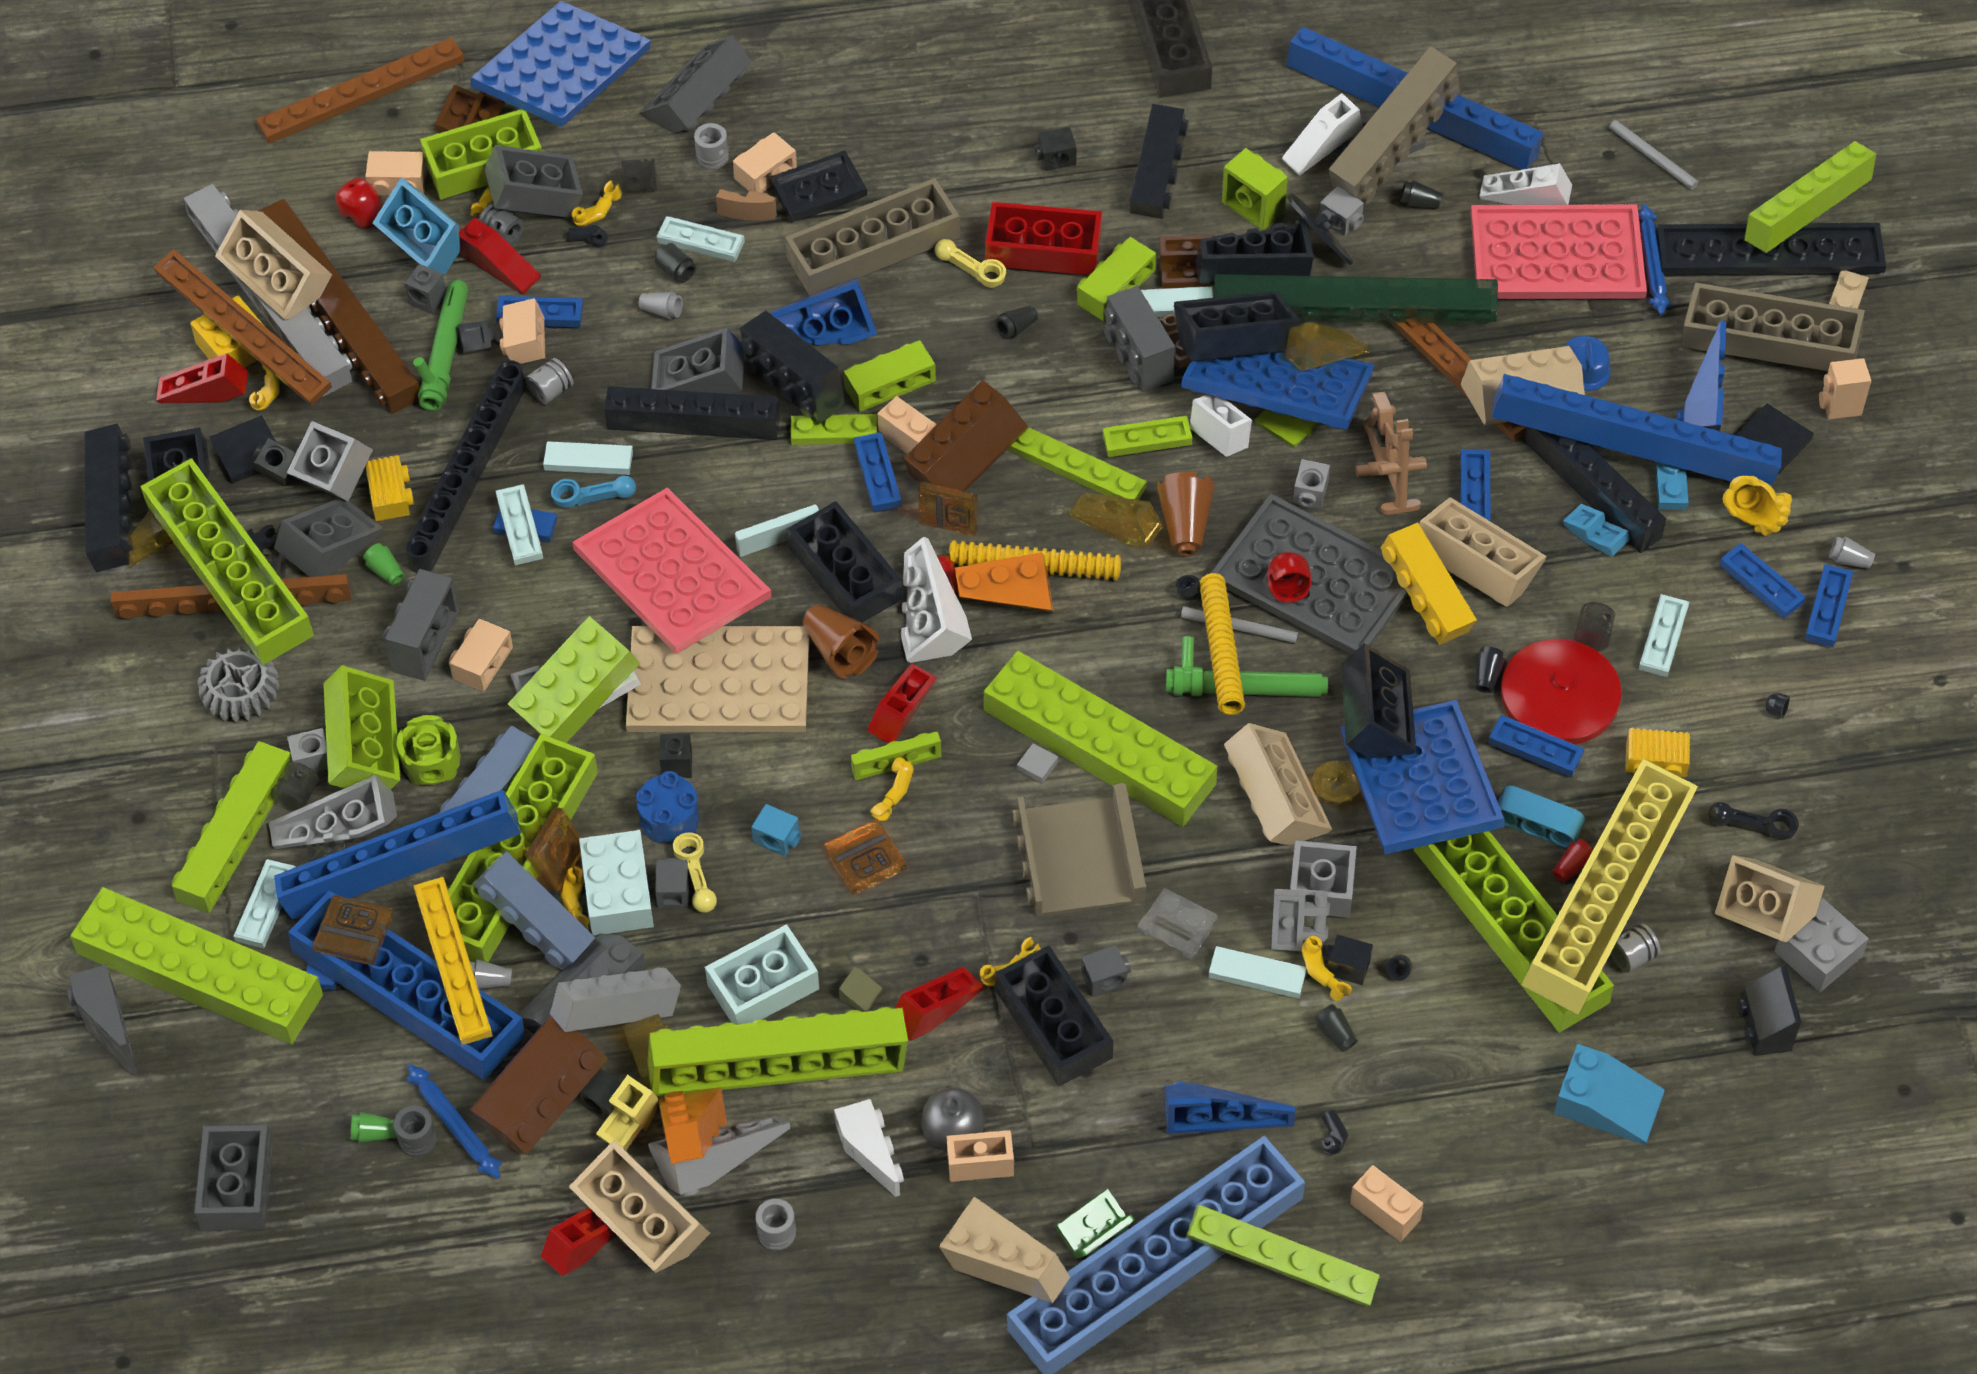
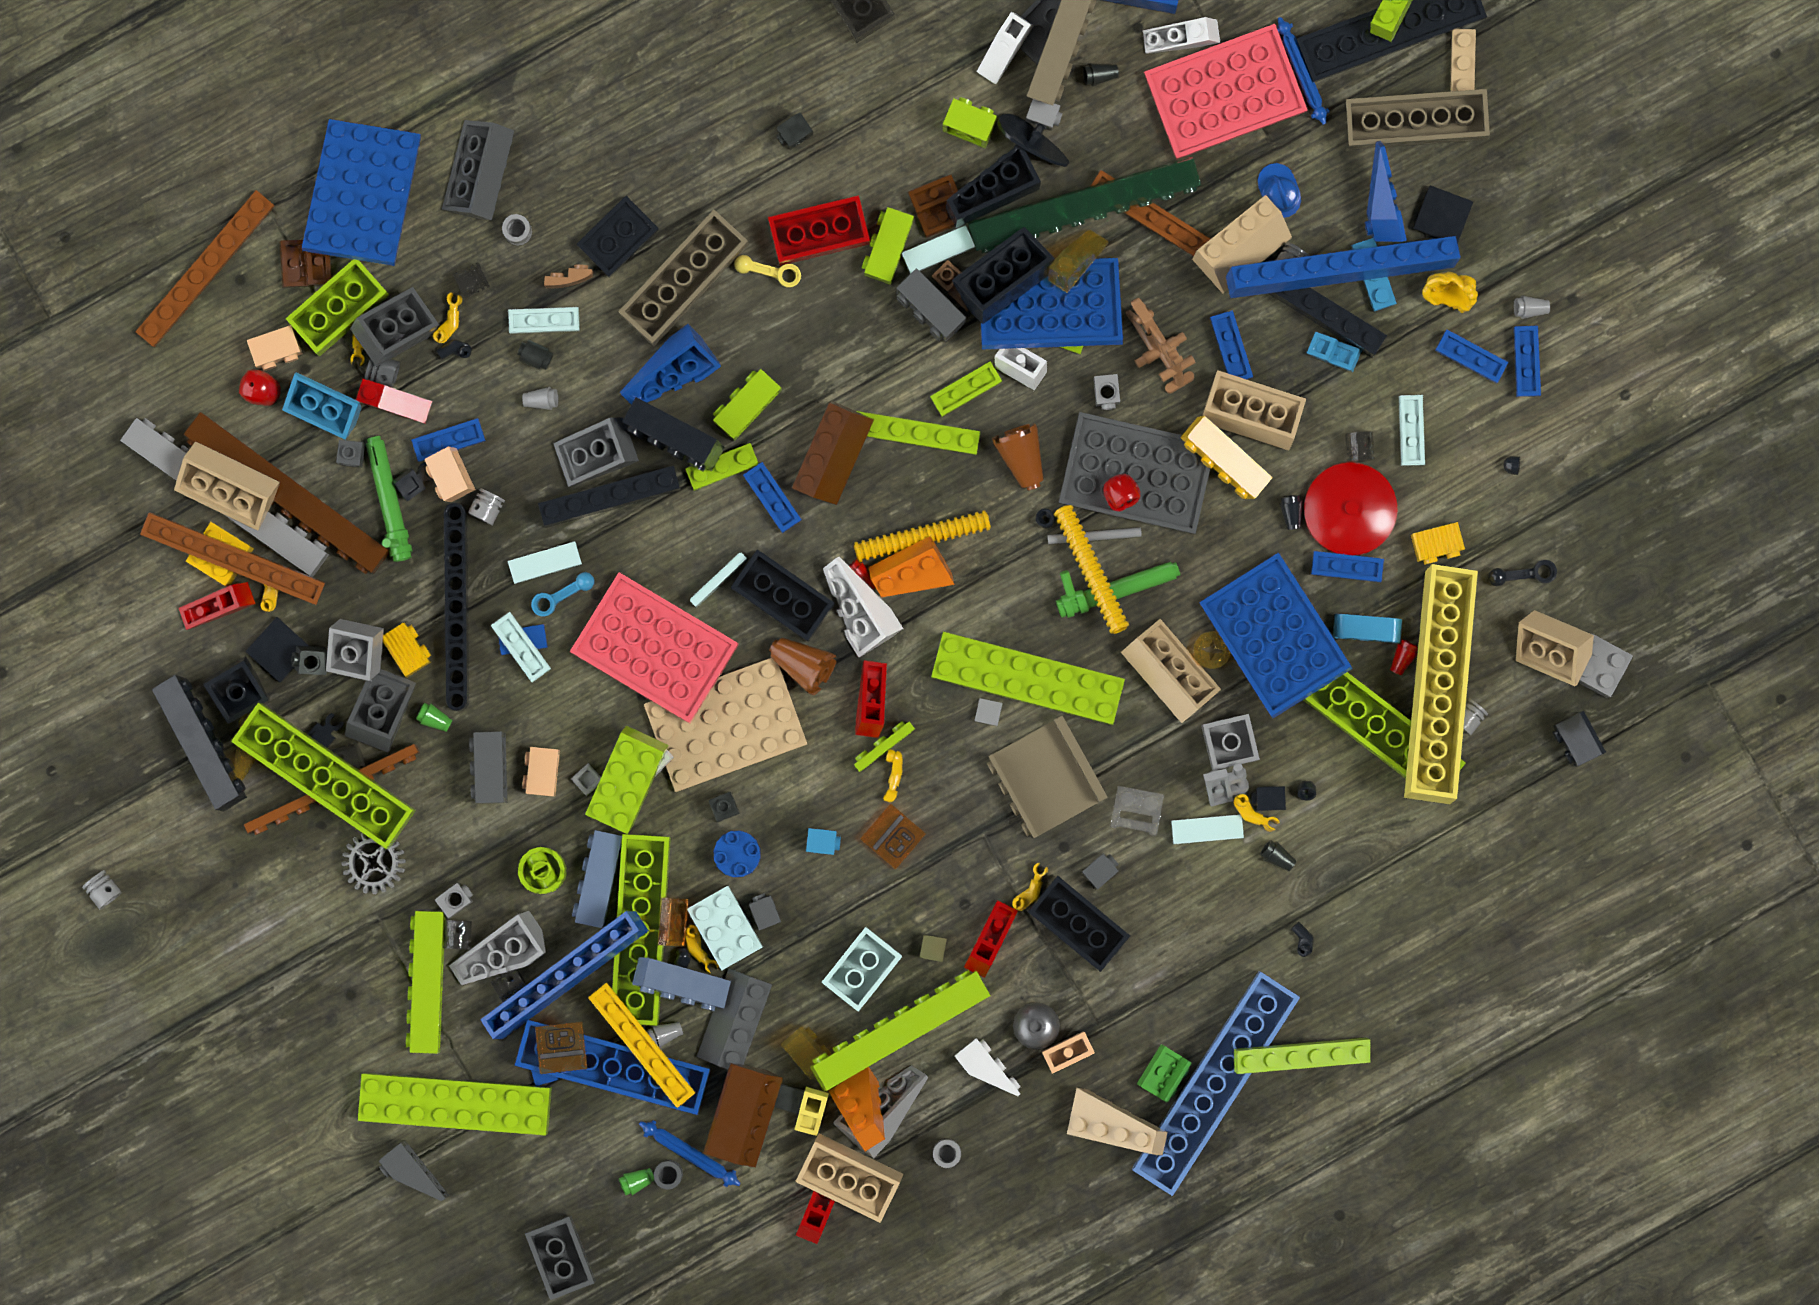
camera: 20 degrees left, 30 degrees up
(261, 908) = (477, 1036): light aqua tile -> none
(360, 728) = (487, 876): lime brick -> none
(614, 999) = (770, 1033): light grey brick -> none
(703, 899) = (792, 916): light yellow piece -> none
(763, 160) = (566, 231): light nougat brick -> none
(903, 424) = (781, 452): light nougat brick -> none
(948, 509) = (842, 520): clear orange tile -> none
(1015, 321) = (824, 316): pearl dark grey cone -> none
(1121, 518) = (969, 475): clear yellow slope -> none
(1158, 161) = (882, 120): black wedge -> none
(1208, 1109) = (1206, 956): blue wedge -> none
(1377, 705) = (1223, 581): black slope -> none
(1386, 1203) = (1357, 984): light nougat brick -> none
(1608, 1095) = (1484, 841): dark azure slope -> none
(1845, 389) = (1488, 158): light nougat brick -> none

